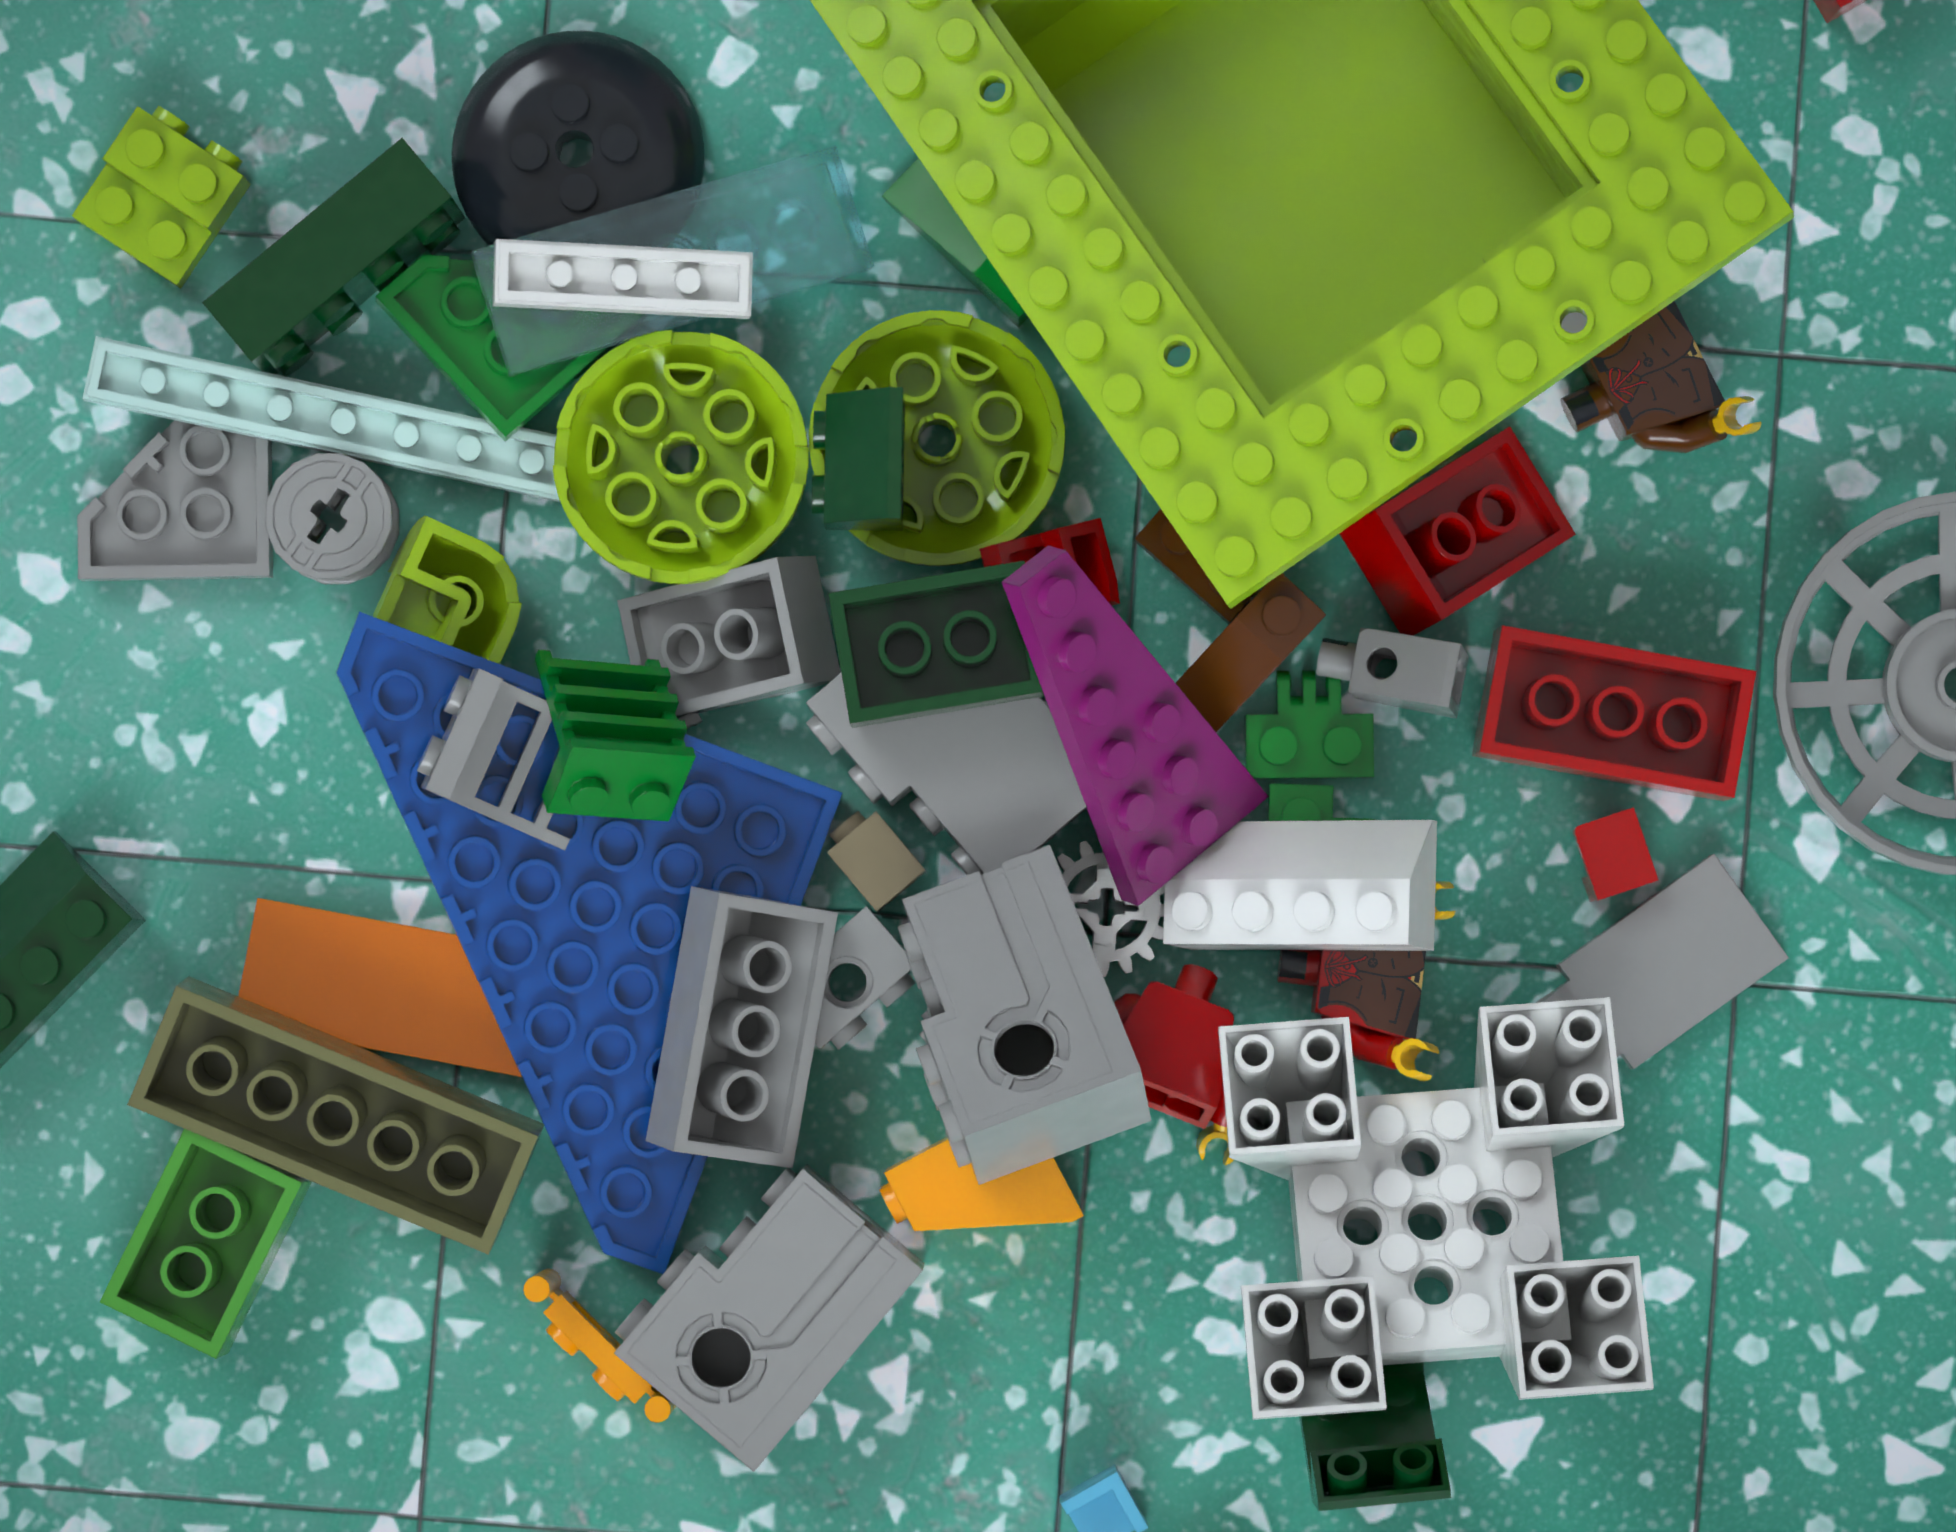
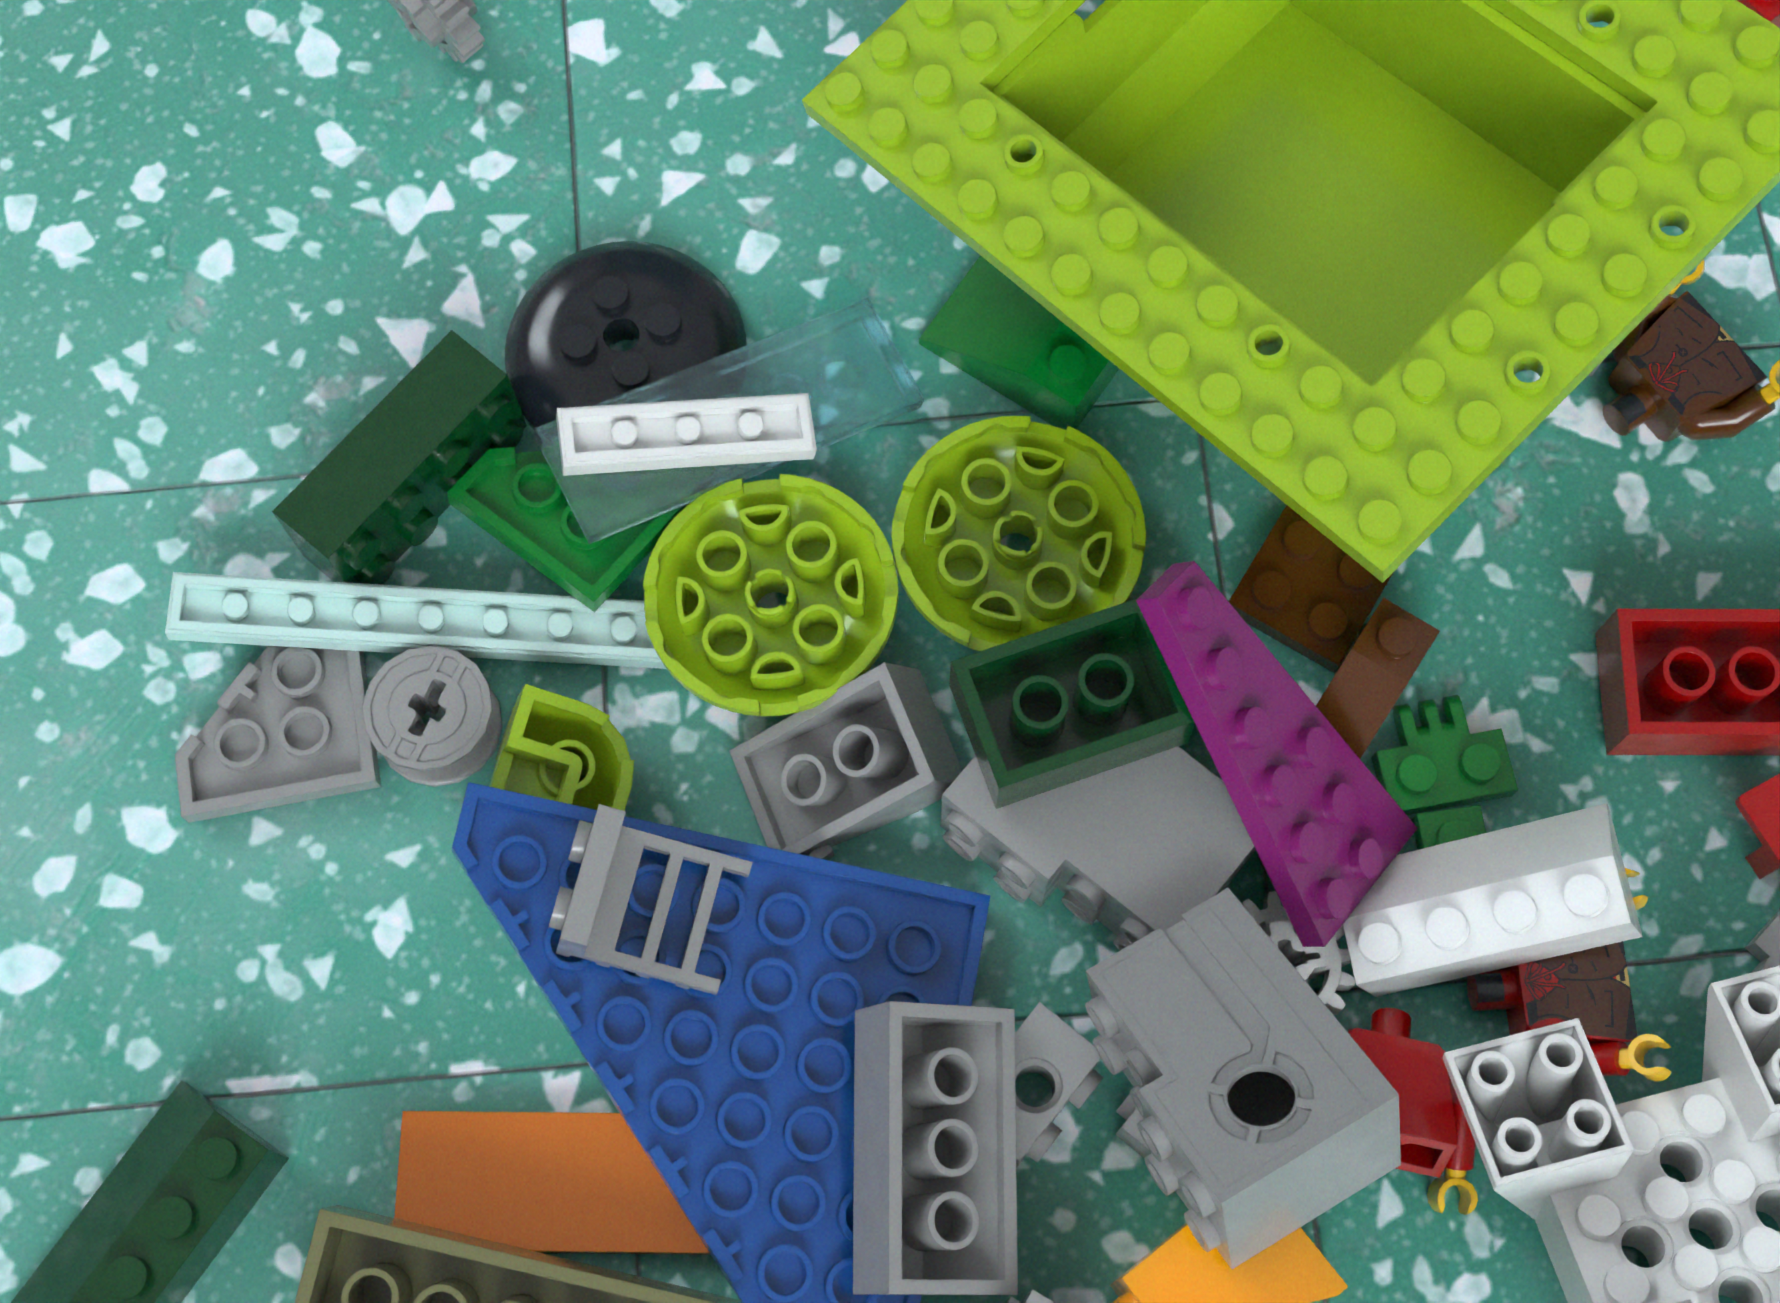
camera: 10 degrees left, 15 degrees down
(162, 194) = (231, 446): lime plate -> none
(615, 737) = (754, 873): green plate -> none
(862, 460) = (955, 552): dark green slope -> none
(874, 858) = (1036, 956): dark tan brick -> none
(1426, 676) = (1524, 676): light grey torso -> none
(1457, 533) = (1535, 546): red slope -> none

